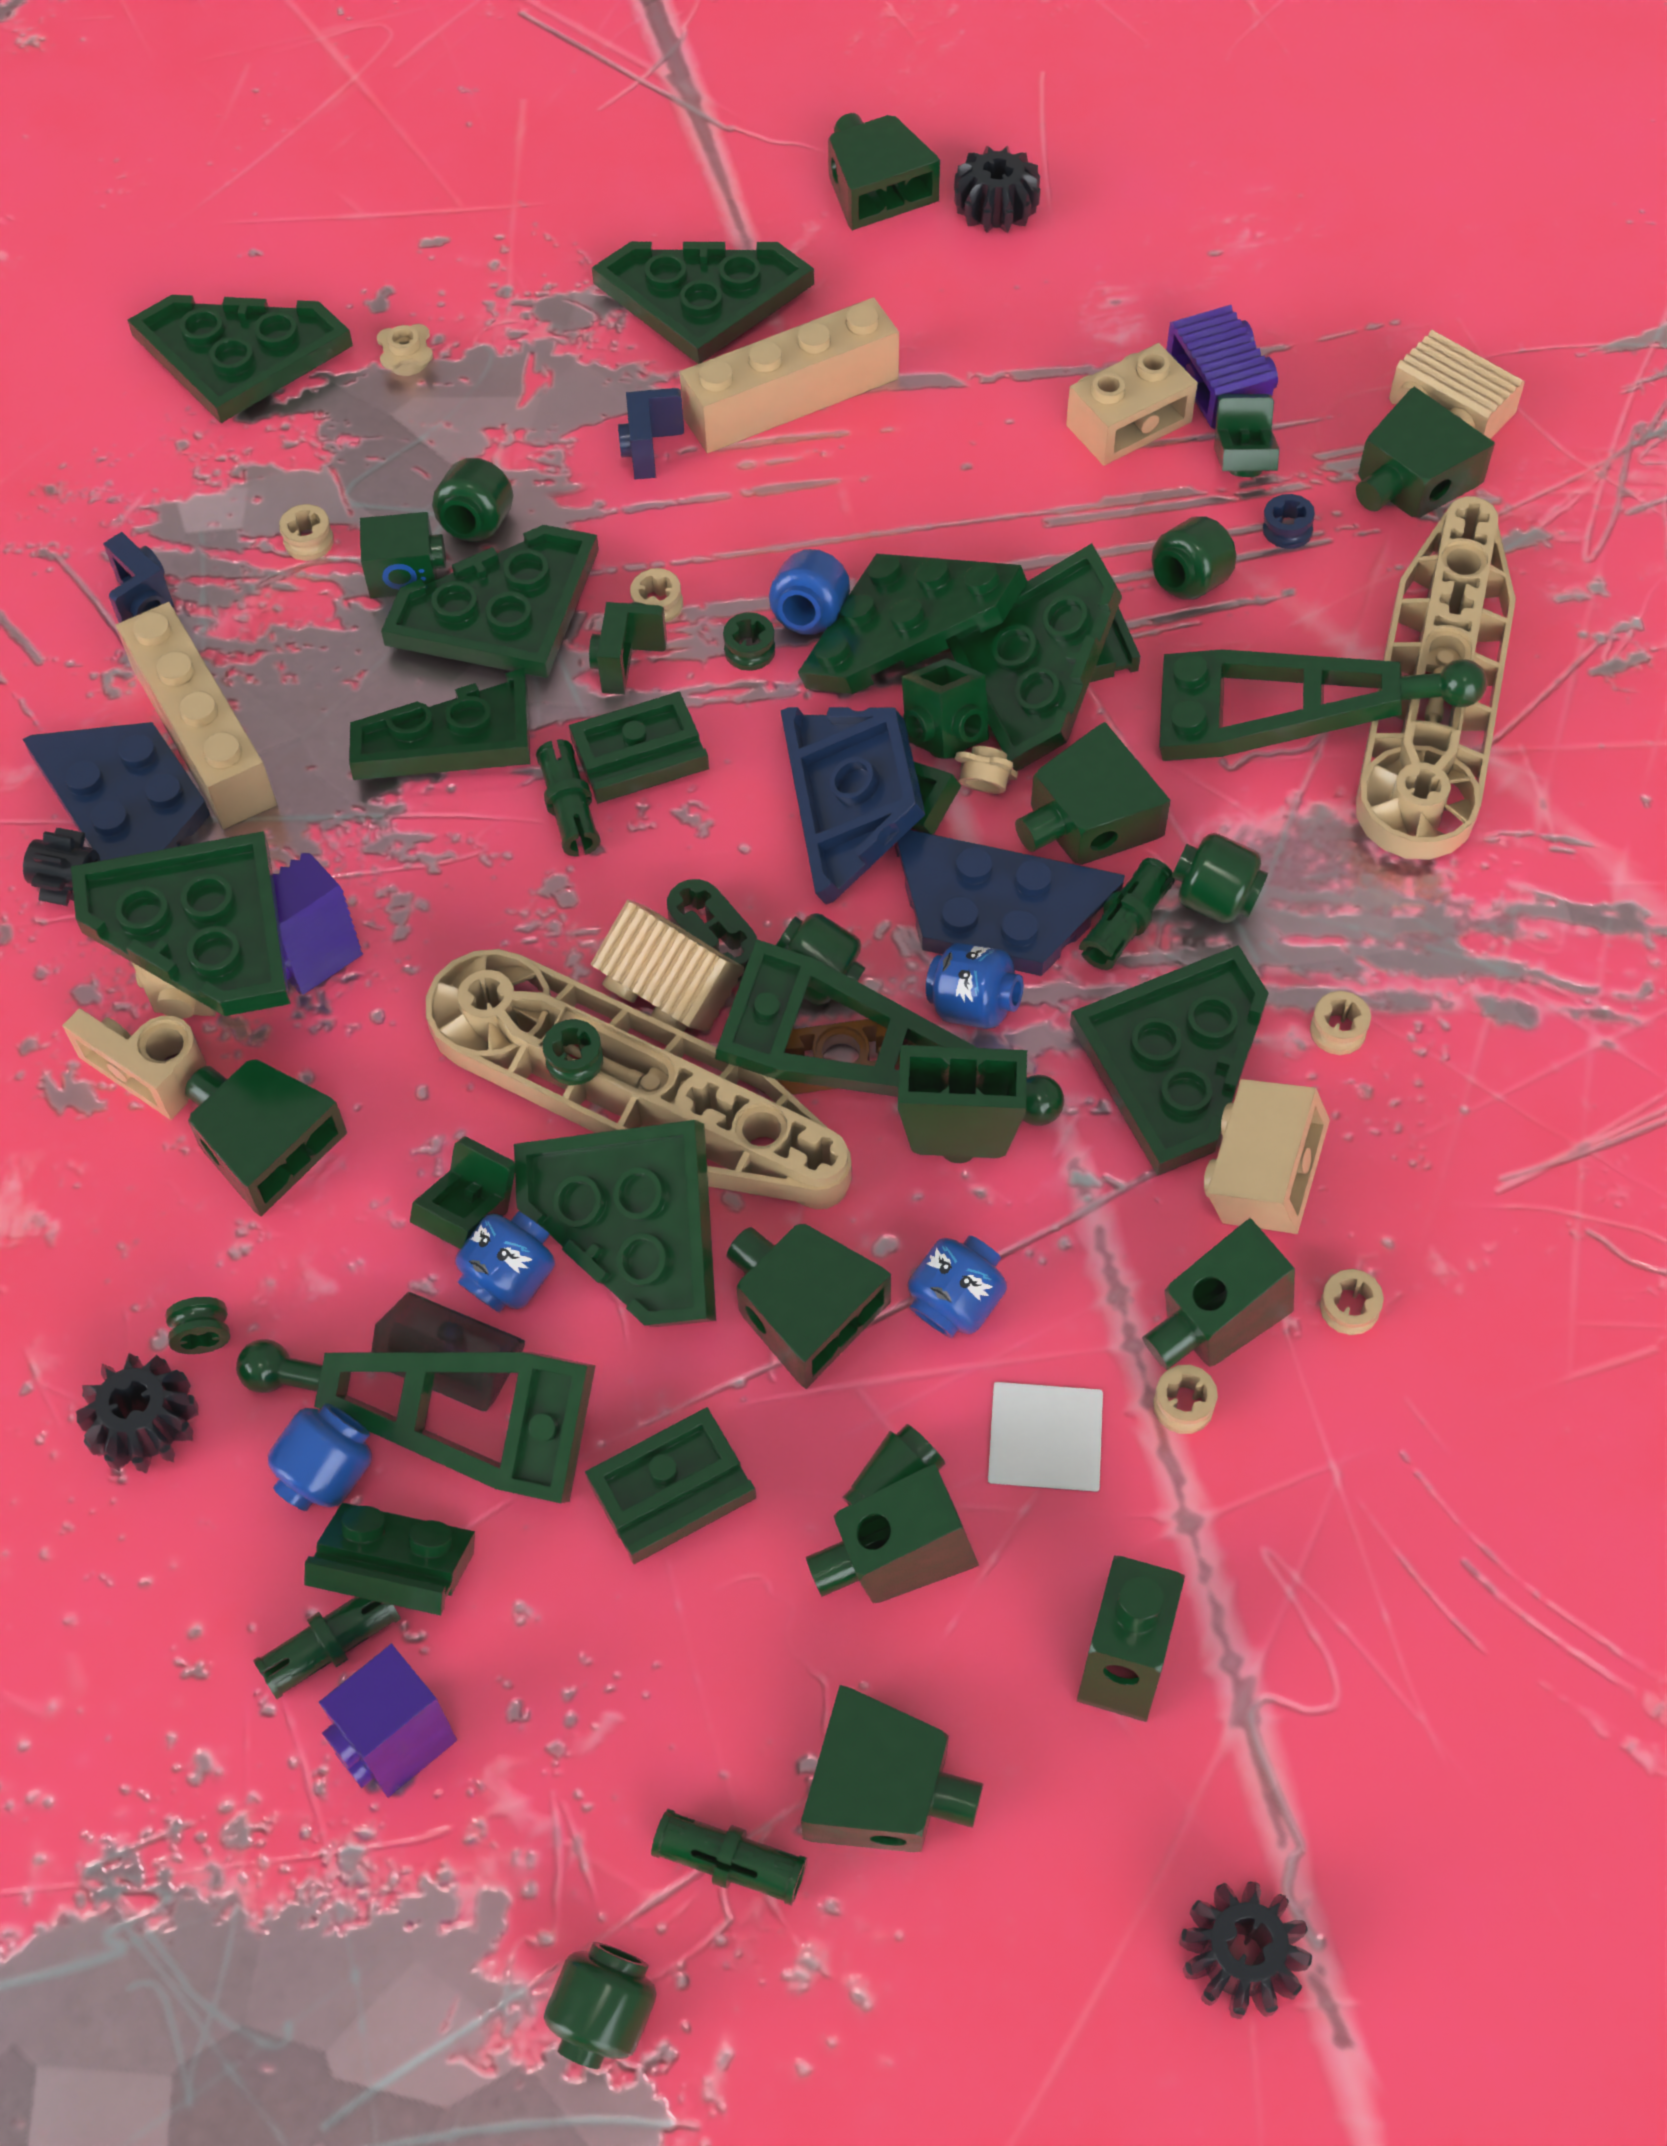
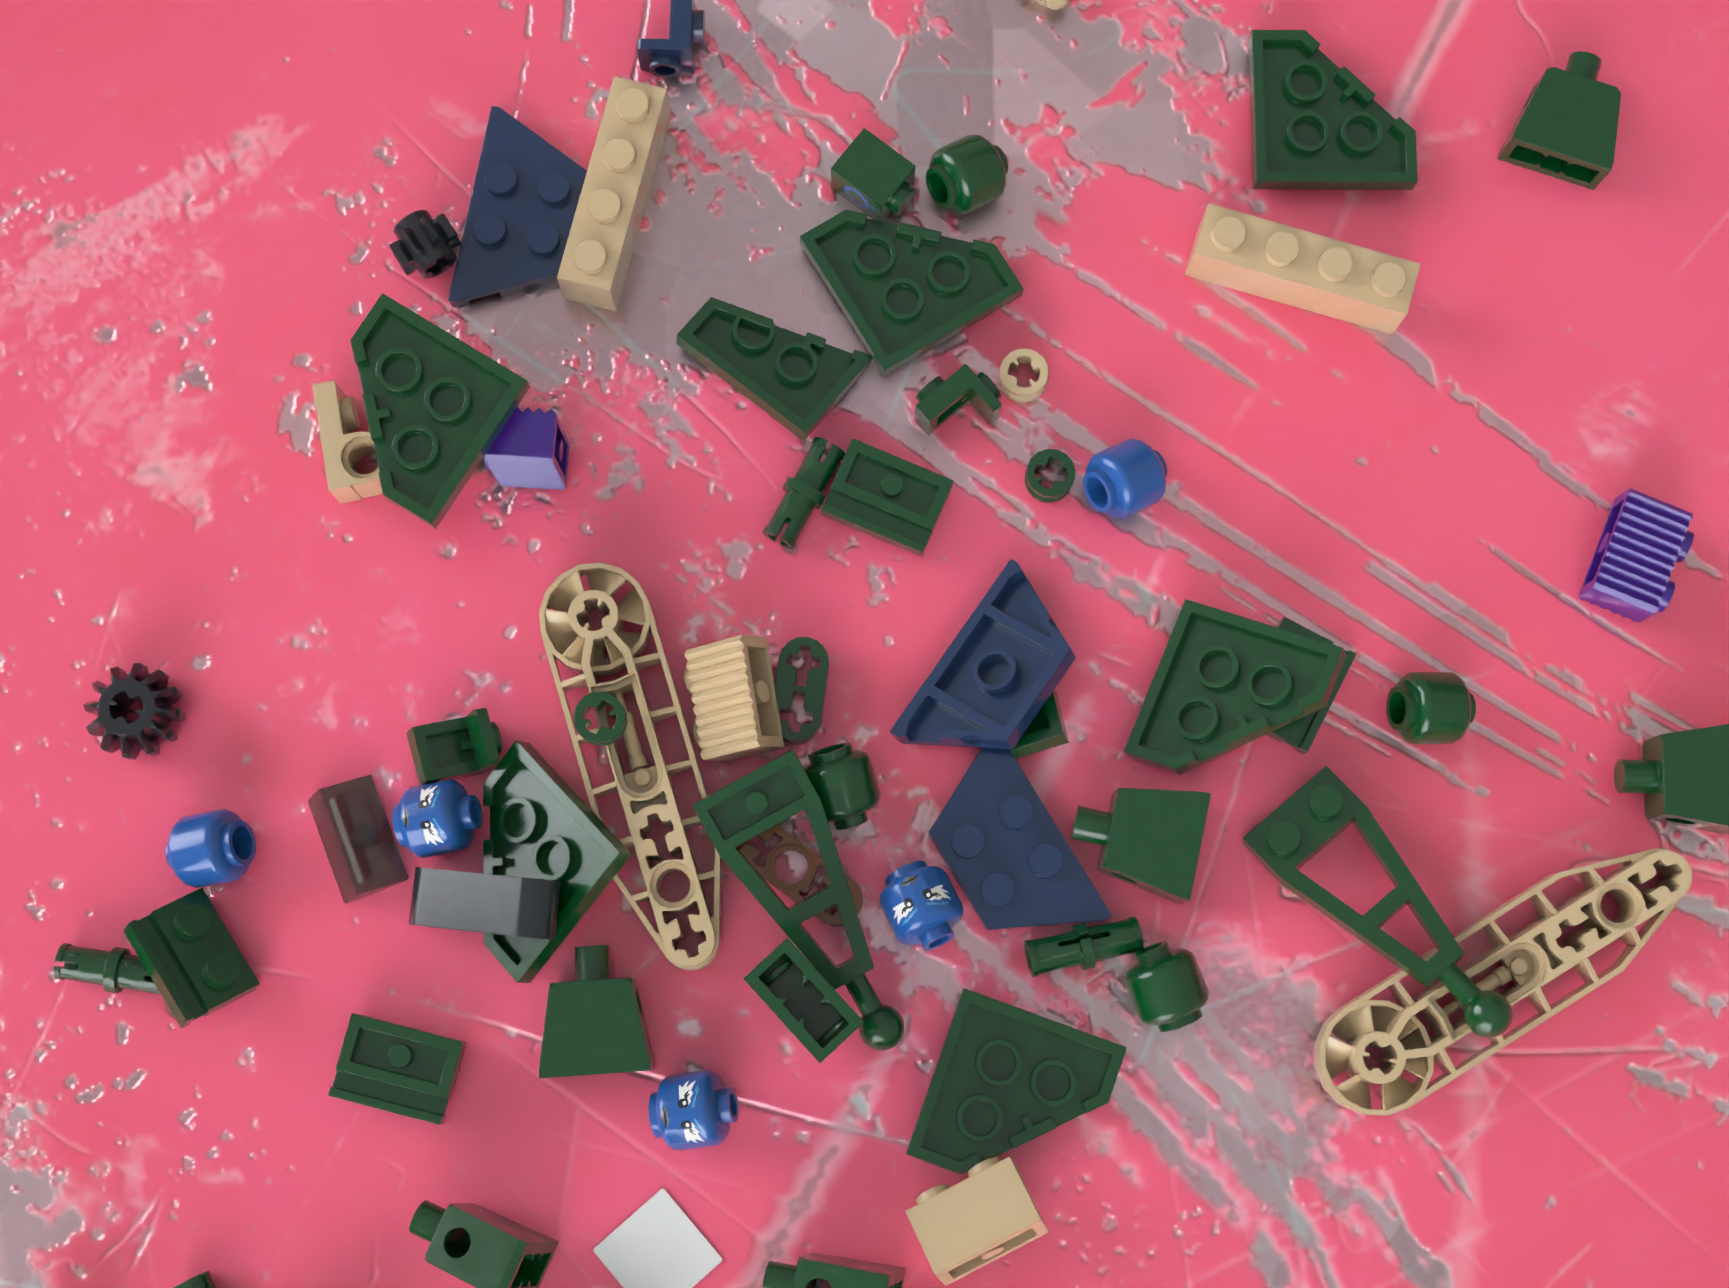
camera: 40 degrees right, 20 degrees up
(197, 1325) = (221, 682): dark green bush -> none
(261, 1128) = (375, 572): dark green torso -> none
(305, 518) = (826, 78): tan bush -> none
(385, 1723) = (85, 1072): dark purple brick -> none
(542, 1425) = (366, 948): dark green plate -> none
(615, 1275) = (485, 903): none -> beam
(649, 415) = (1138, 222): dark blue bracket -> none
(892, 1461) = (533, 1195): dark green cone -> none
(905, 614) = (1172, 566): dark green plate -> none
(945, 708) = (1115, 673): dark green brick -> none
(985, 769) = (1101, 742): tan plate -> none
(997, 189) = (1652, 215): black gear -> none
(1131, 403) = (1531, 526): tan brick -> none
(1245, 434) = (1584, 638): bracket -> none
(1288, 535) = (1543, 752): dark blue bush -> none
(1348, 1006) = (1146, 1182): tan bush -> none

